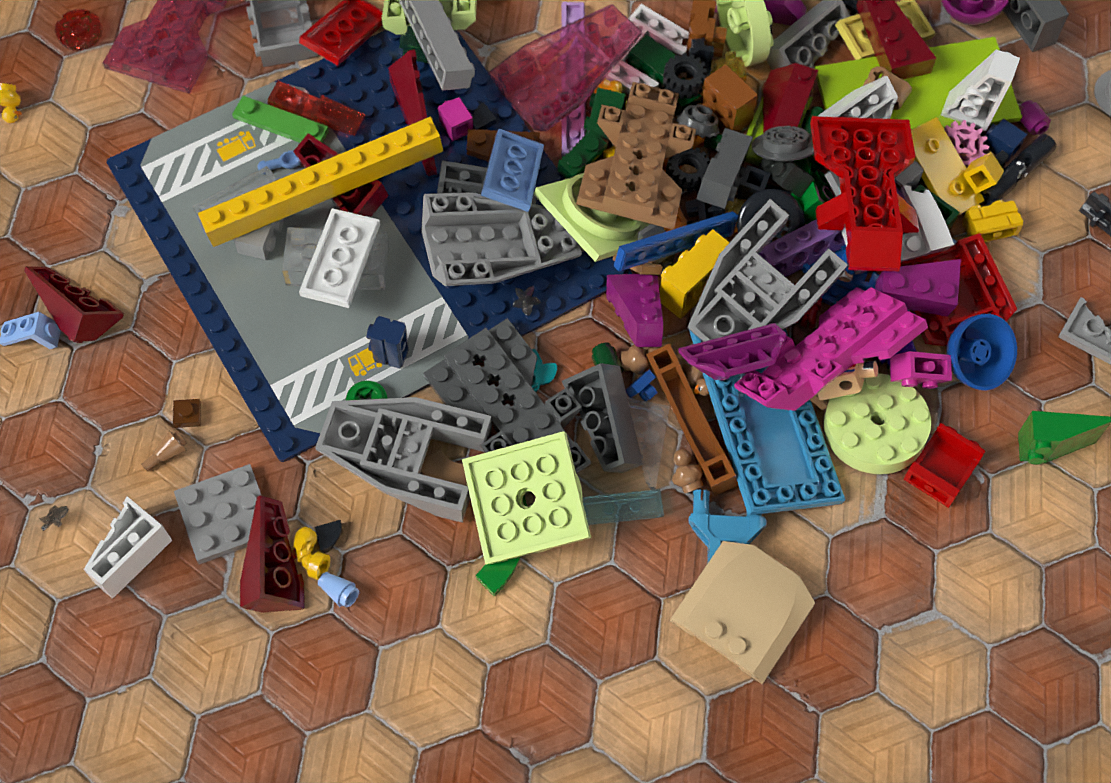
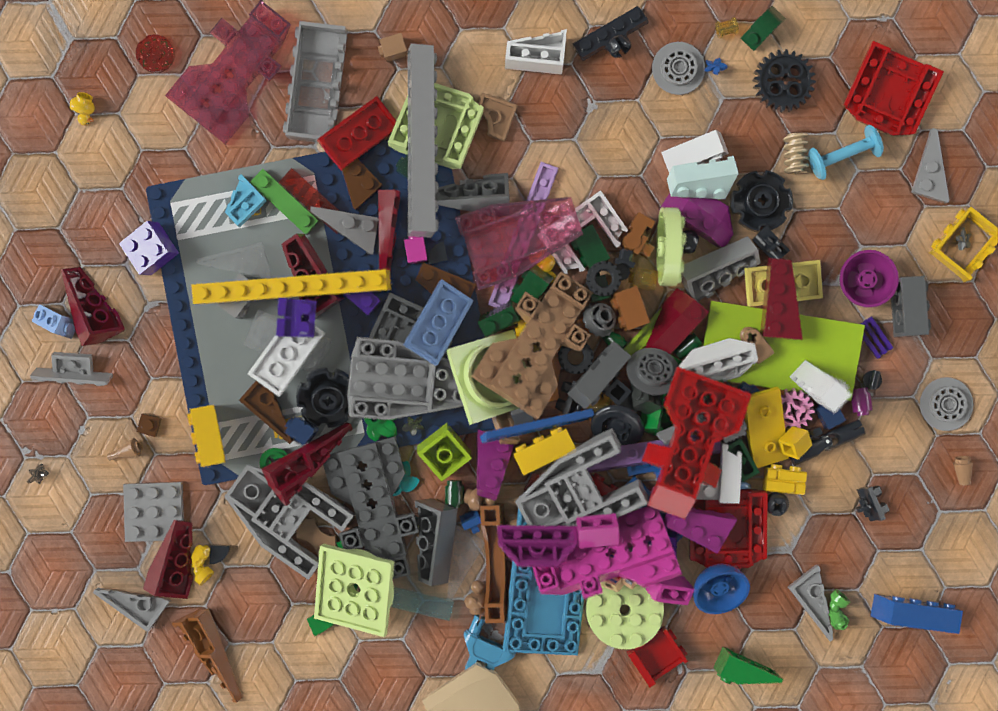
camera: 25 degrees right, 25 degrees up
(64, 374) = (71, 368): none -> light grey bracket
(126, 549) = (81, 518): white wedge -> none
(130, 211) = (149, 248): none -> brick
(232, 134) = (244, 202): none -> medium azure wing
(243, 639) = (139, 608): none -> light grey wing
(269, 384) = (206, 435): none -> yellow brick
(287, 160) = (278, 238): medium blue piece -> none
(326, 335) = (266, 407): none -> reddish brown wing
(340, 206) = (293, 323): none -> dark purple hips
(340, 590) = (212, 596): light blue cone -> none
(345, 649) = (204, 637): none -> dark orange wedge
(363, 76) = (360, 183): none -> reddish brown wing
(368, 117) = (356, 227): none -> light grey wing
(394, 388) = (294, 469): none -> dark red wedge
(410, 183) = (365, 301): none -> dark purple brick
(415, 281) = (314, 393): none -> black piece
(487, 311) = (380, 427): none -> green plate
(498, 50) = (475, 194): none -> dark grey wedge
(576, 314) = (444, 452): none -> lime brick
(804, 315) = (597, 530): none -> dark pink brick
(1005, 246) = (781, 500): none -> black piece
(1026, 58) = (881, 335): none -> dark purple tile
(1033, 92) = (872, 380): none -> black plate

